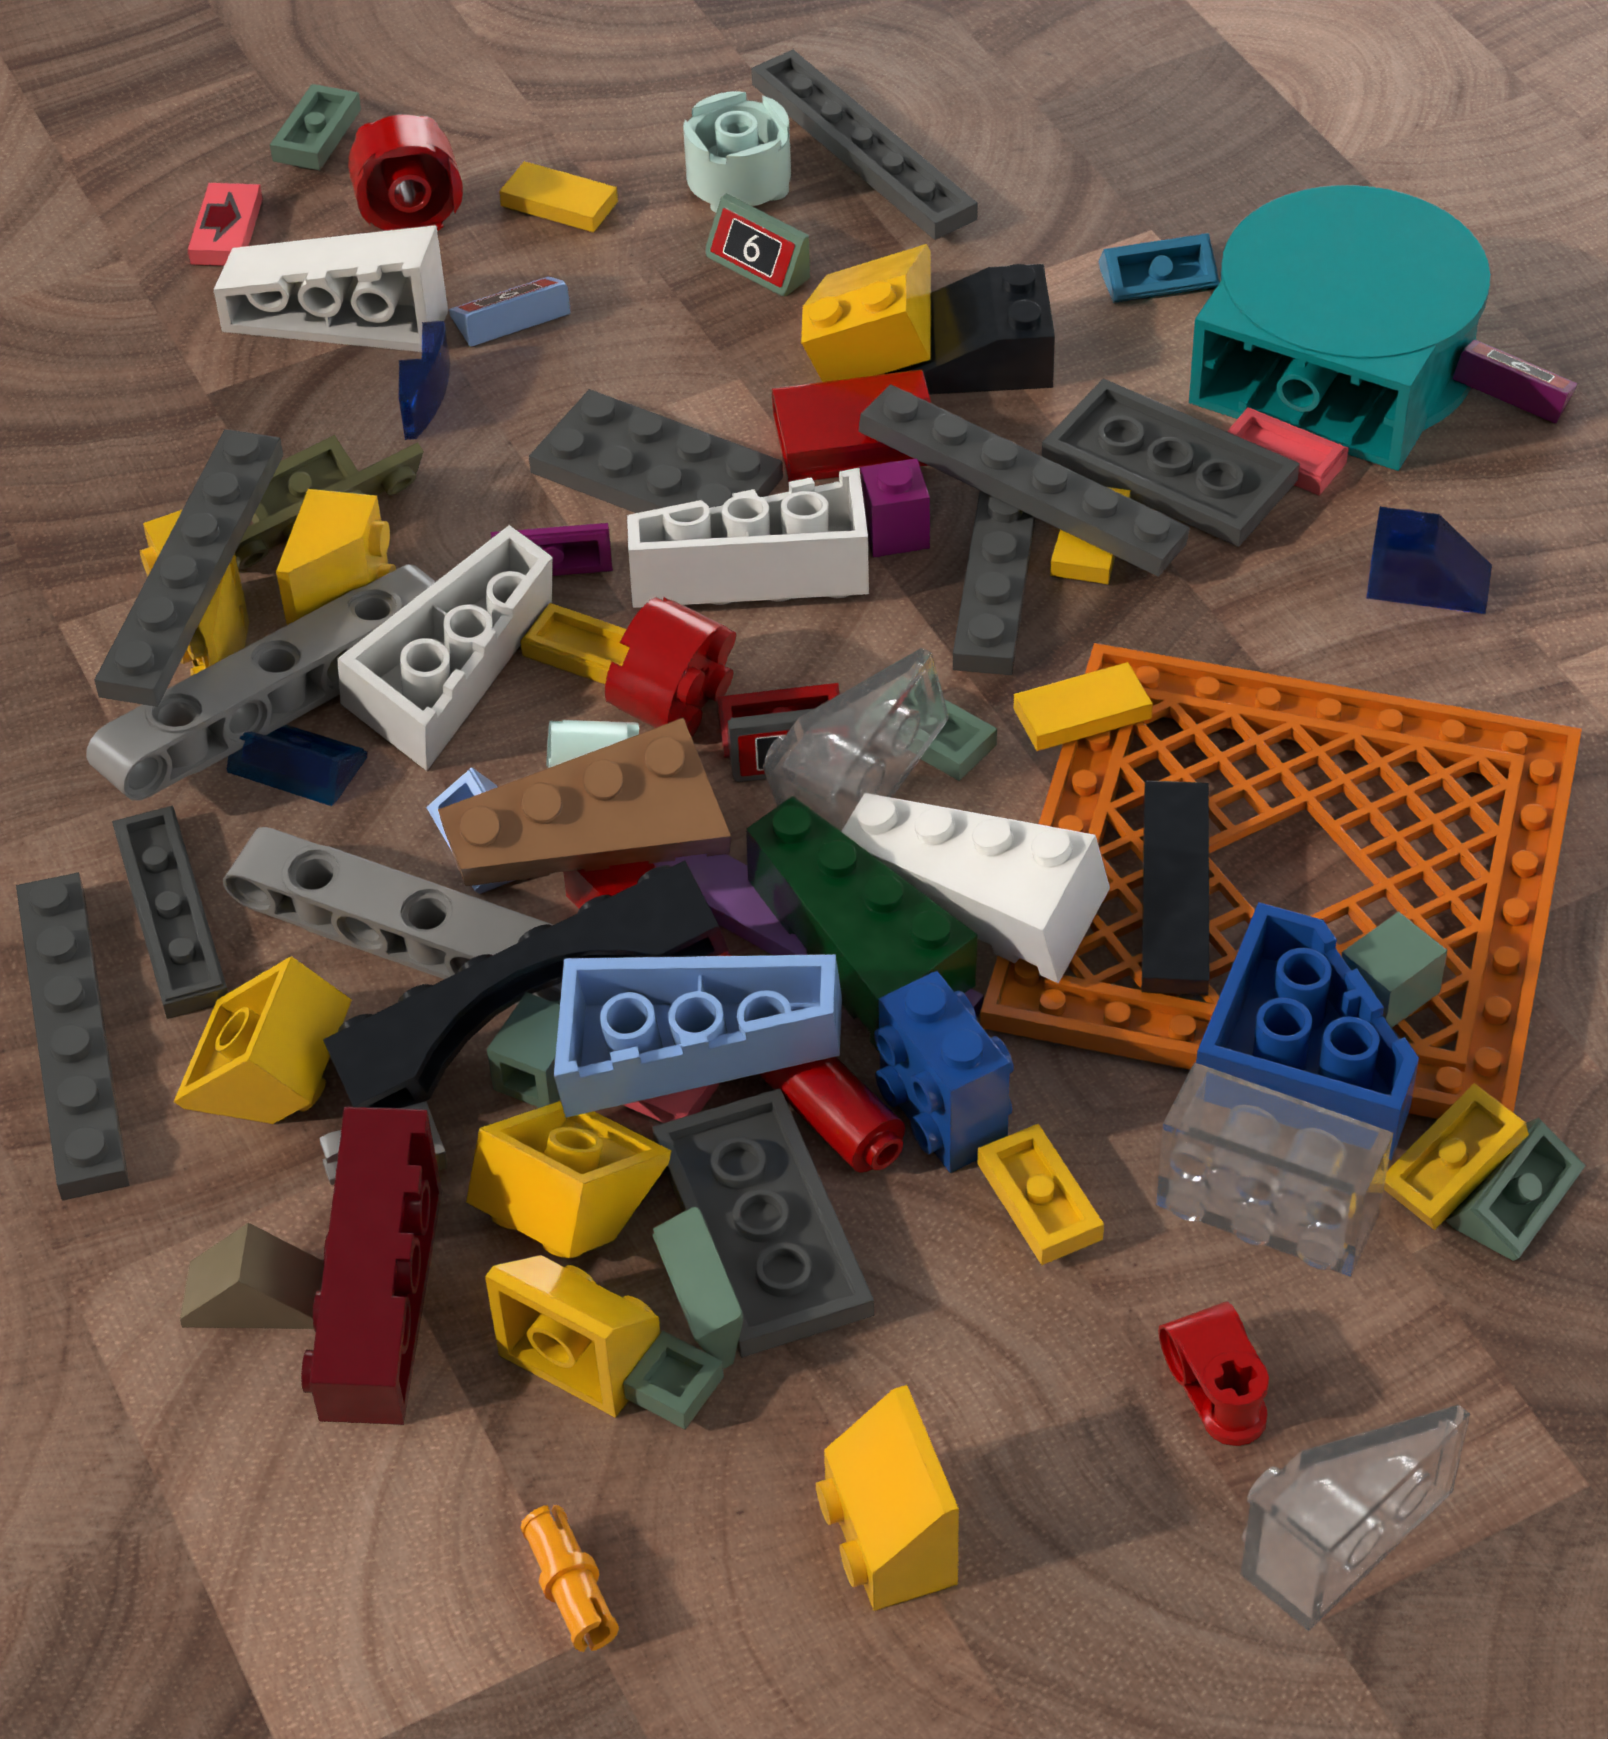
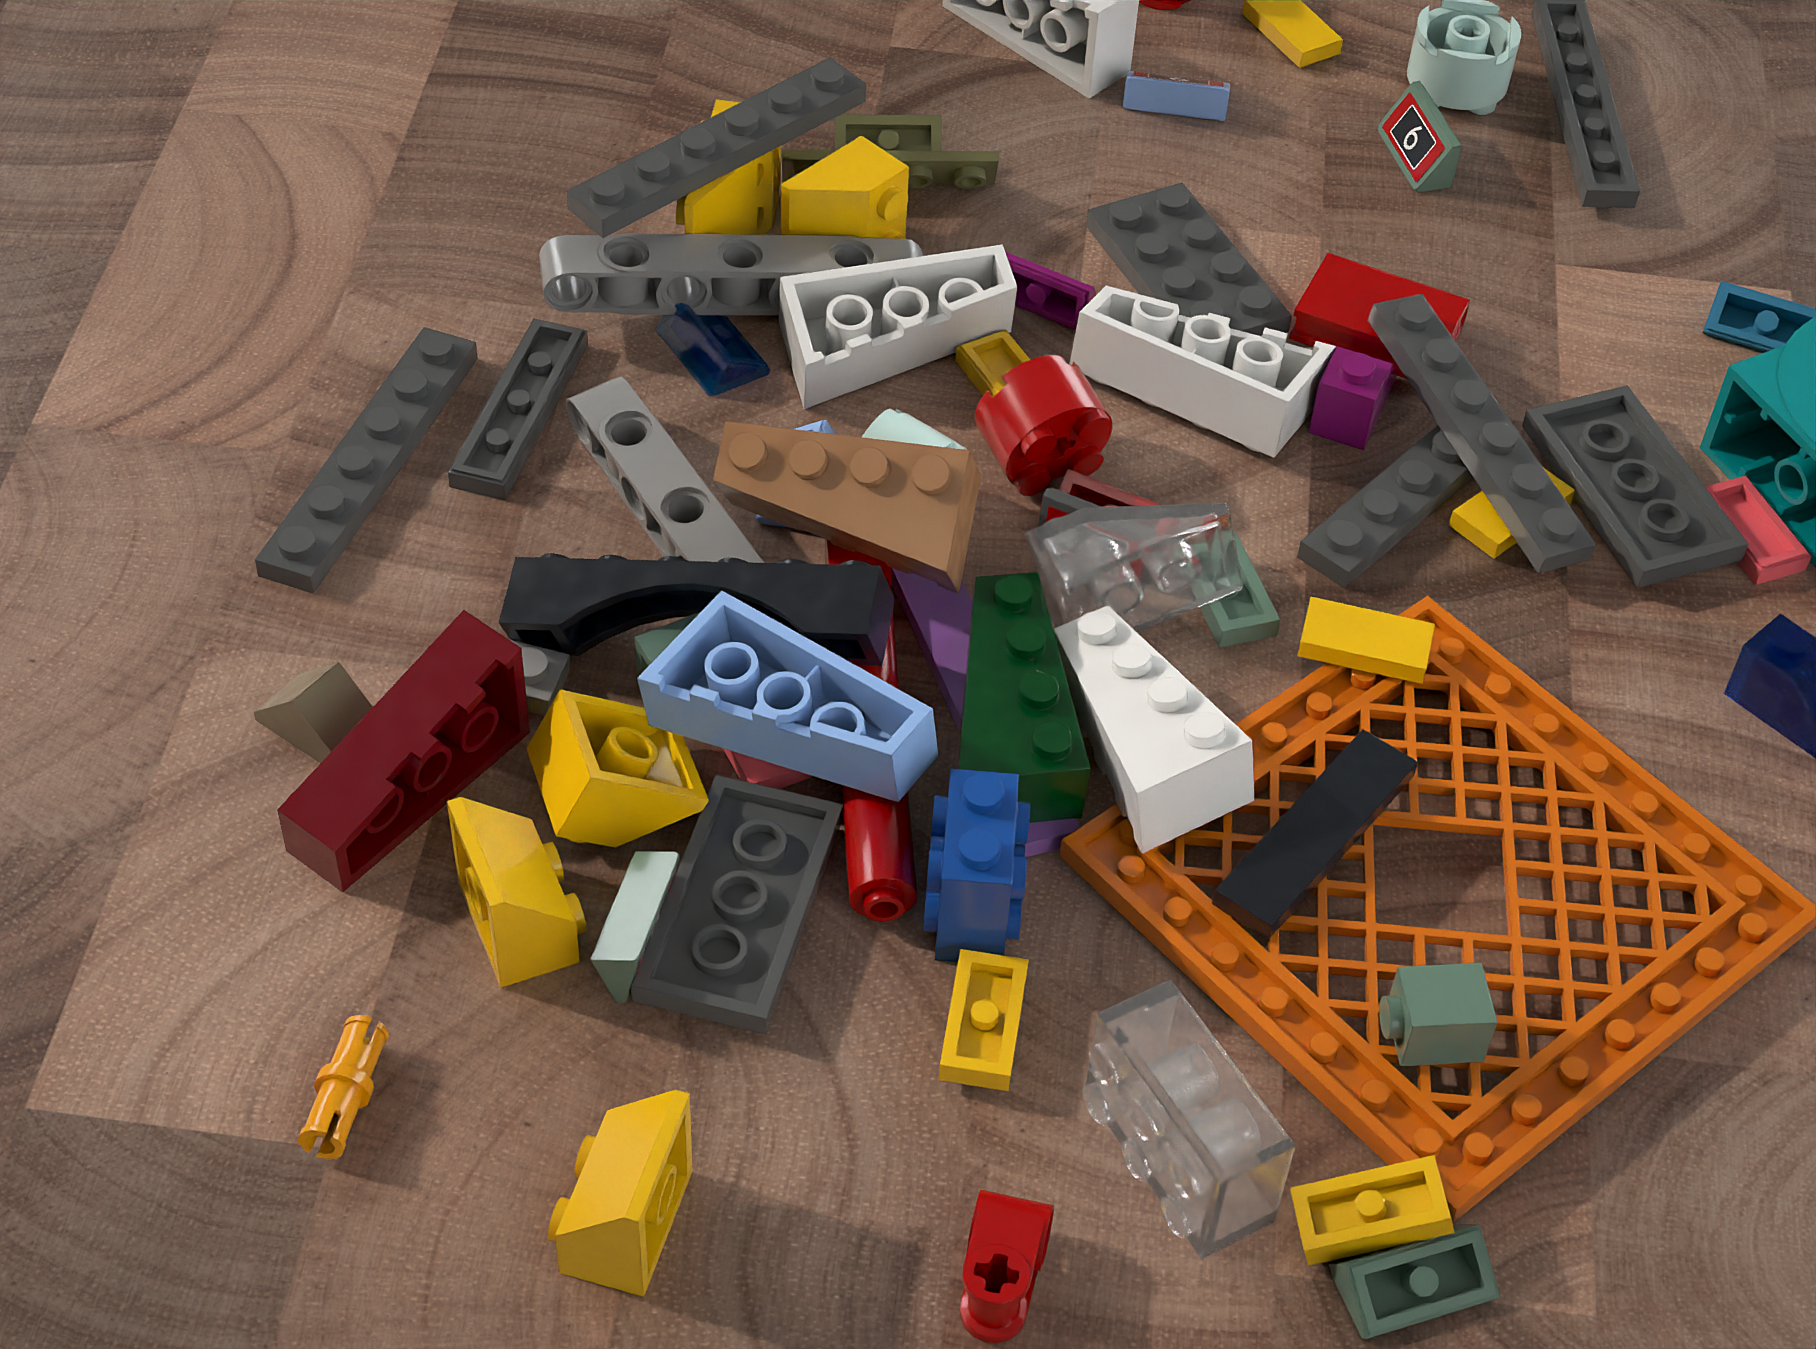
camera: 30 degrees right, 0 degrees up
(265, 1046) = (474, 551): yellow slope -> none
(424, 380) = (1055, 114): clear blue slope -> none
(673, 1379) = (559, 984): sand green plate -> none
(870, 317) = (1460, 237): yellow slope -> none
(991, 333) = (1549, 297): black slope -> none
(1309, 1025) = (1305, 1016): blue brick -> none

